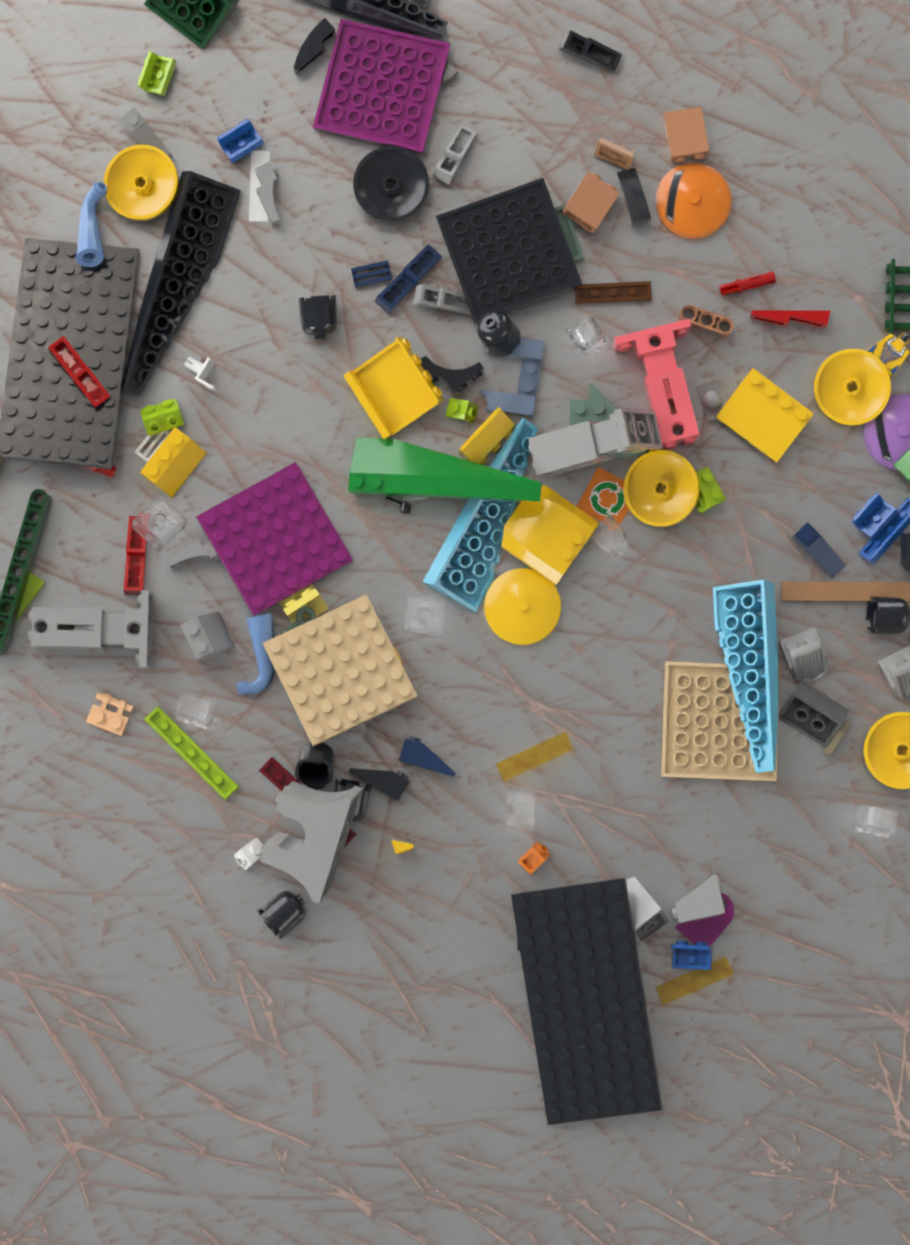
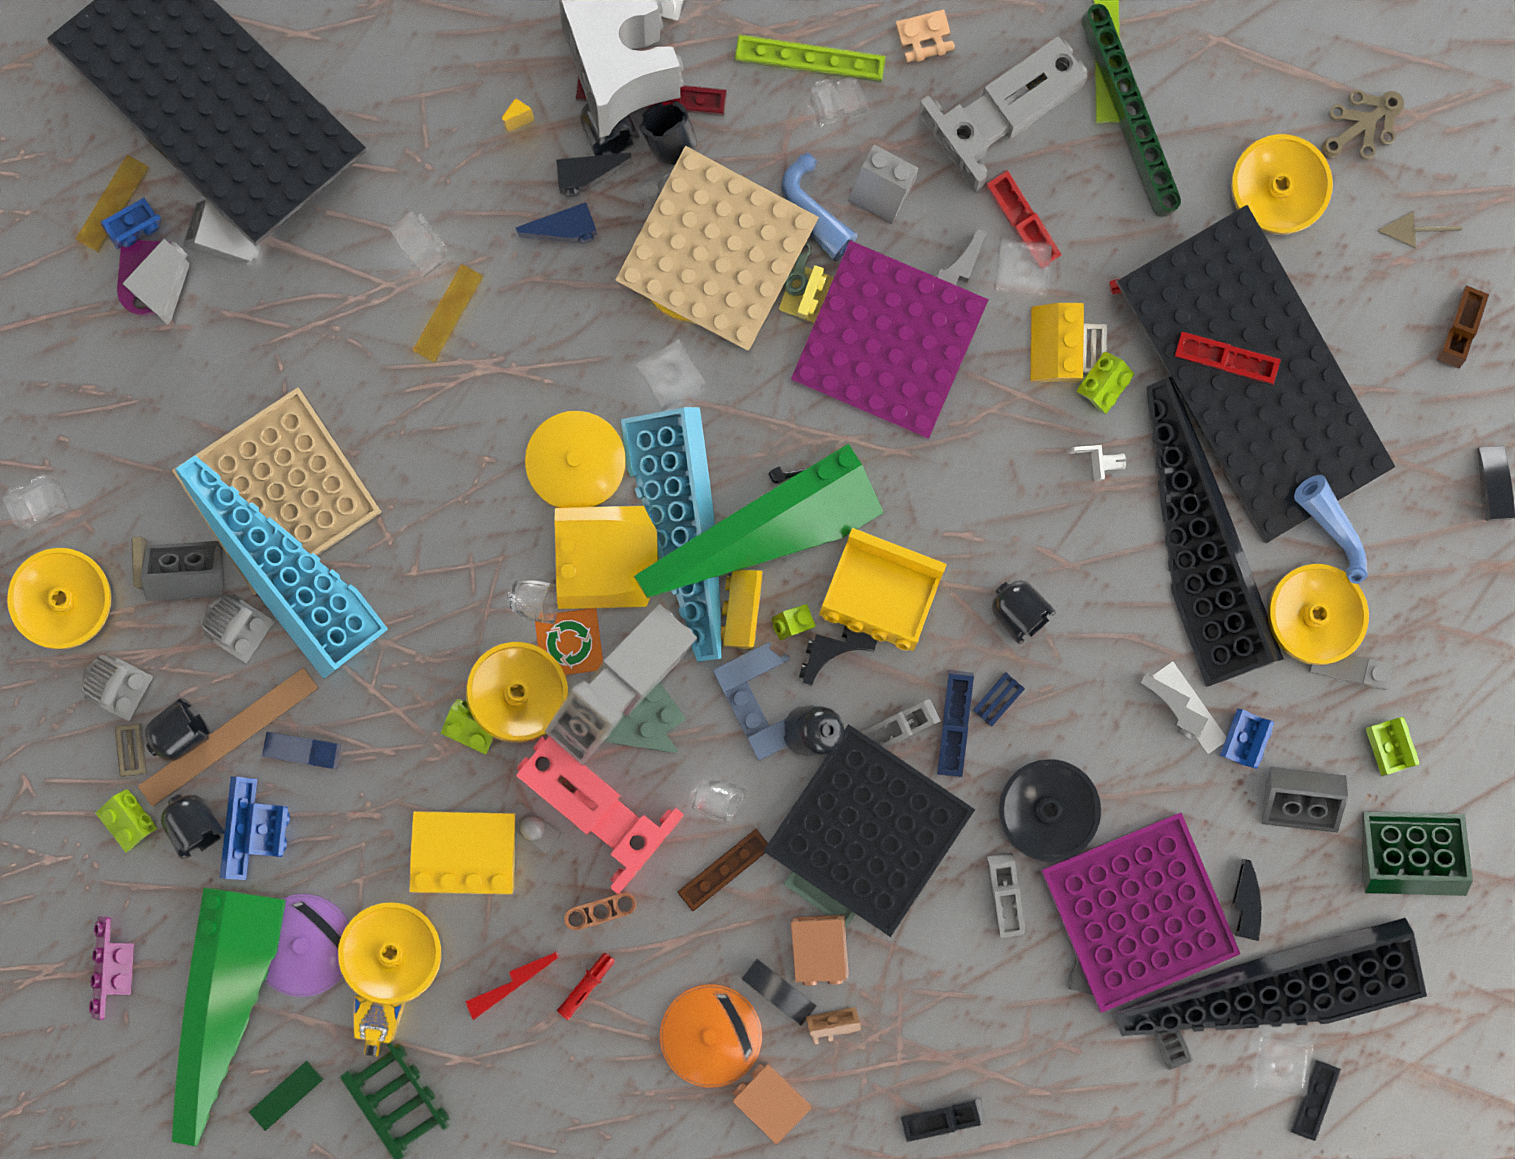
camera: 140 degrees right, 0 degrees up
(232, 81) = (1304, 799): none -> dark grey slope
(534, 857) = (371, 207): orange bracket -> none

